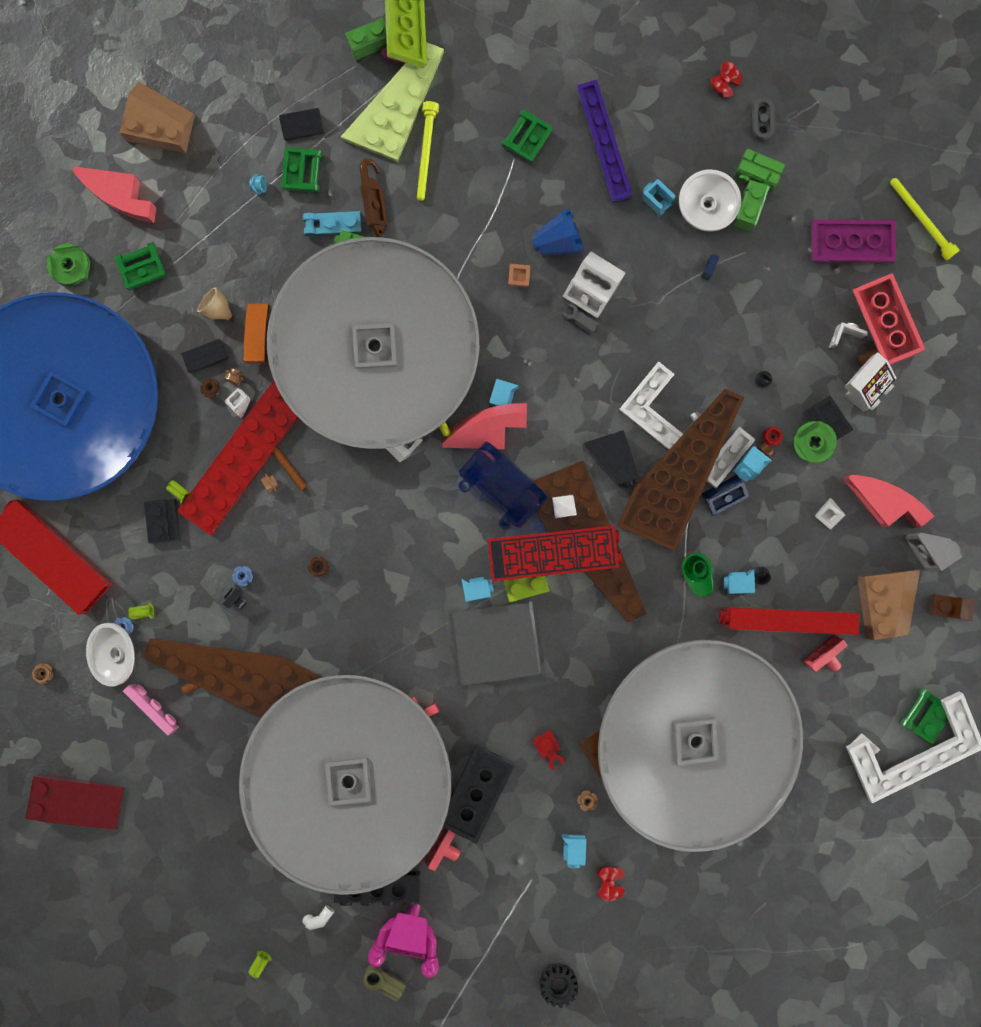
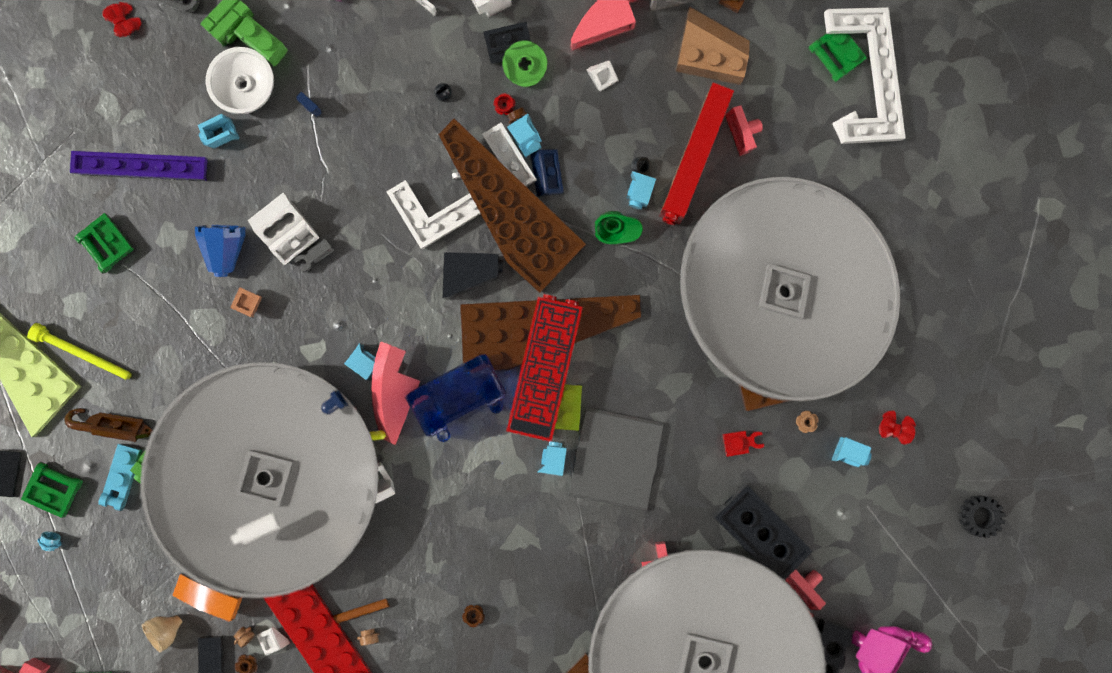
camera: 70 degrees left, 0 degrees up
(330, 355) = (256, 529): none -> white cylinder
(459, 382) = (335, 402): none -> dark blue piece
(564, 506) = (500, 340): white slope -> none

